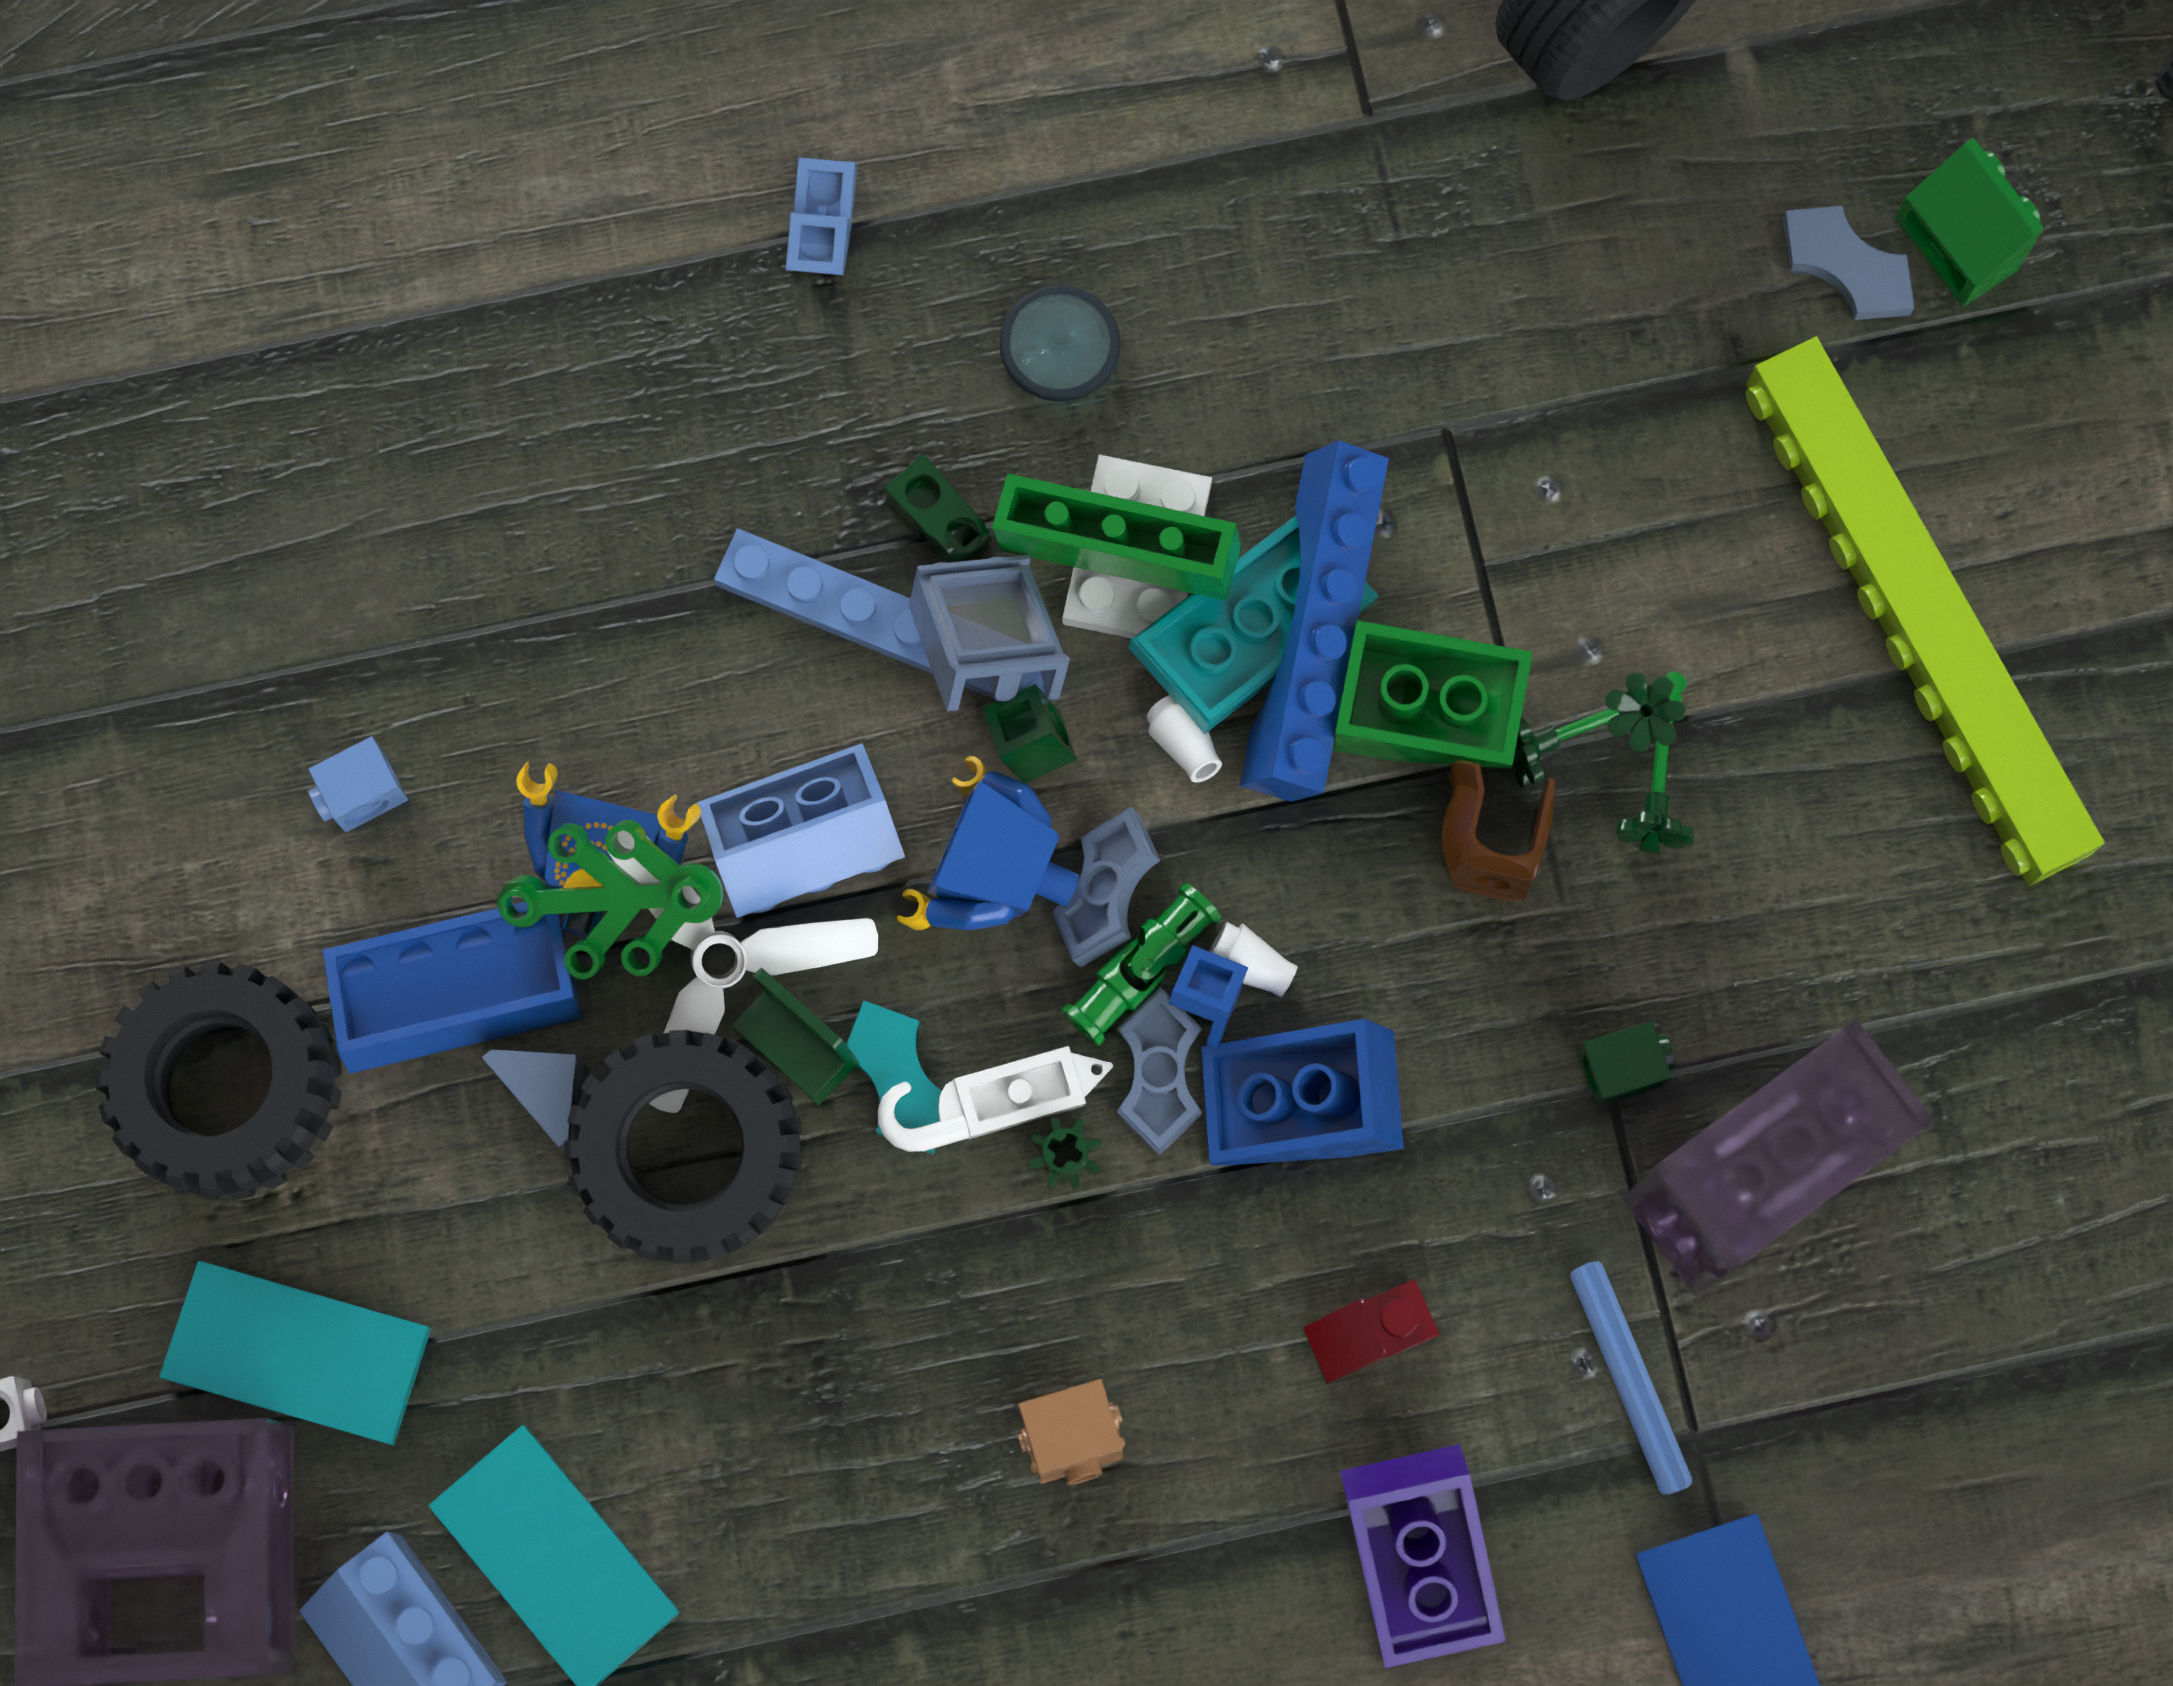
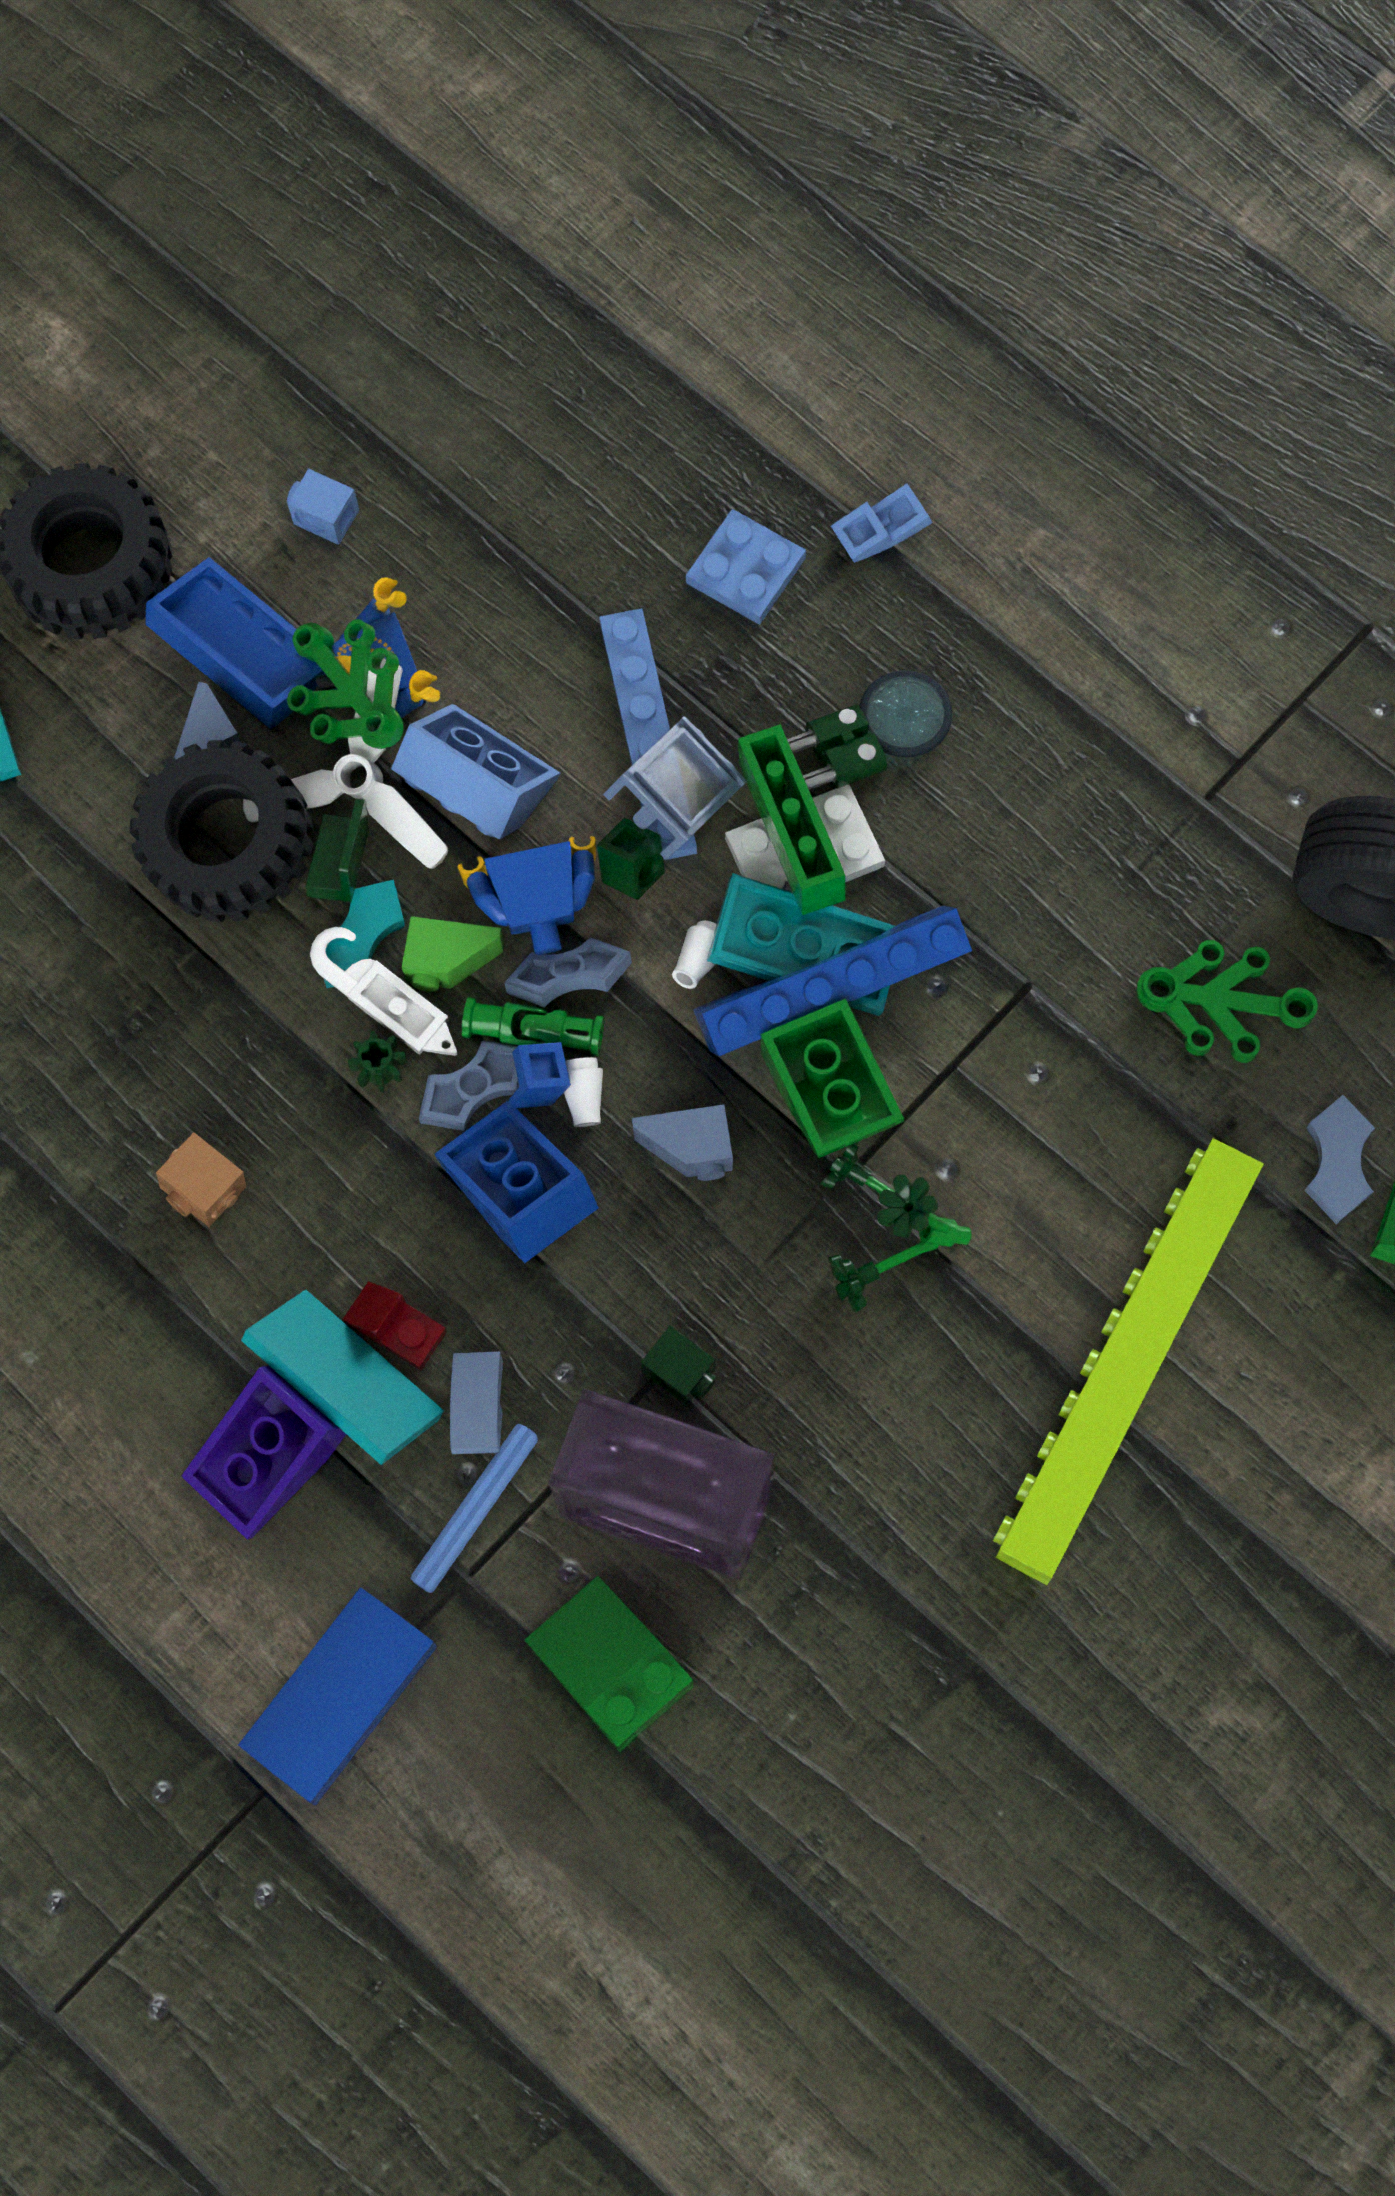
camera: 55 degrees right, 5 degrees down
(765, 388) = (745, 566): none -> medium blue plate
(936, 511) = (737, 709): dark green leg -> none
(990, 1001) = (447, 952): none -> bright green slope
(1056, 430) = (844, 747): none -> dark green piece
(1387, 886) = (689, 1140): none -> sand blue slope
(1402, 1421) = (342, 1376): none -> teal tile
(1471, 861) = (759, 1159): reddish brown piece -> none
(1521, 1300) = (476, 1403): none -> sand blue slope
(1598, 258) = (1218, 999): none -> green plant
(1892, 1346) = (610, 1663): none -> green slope

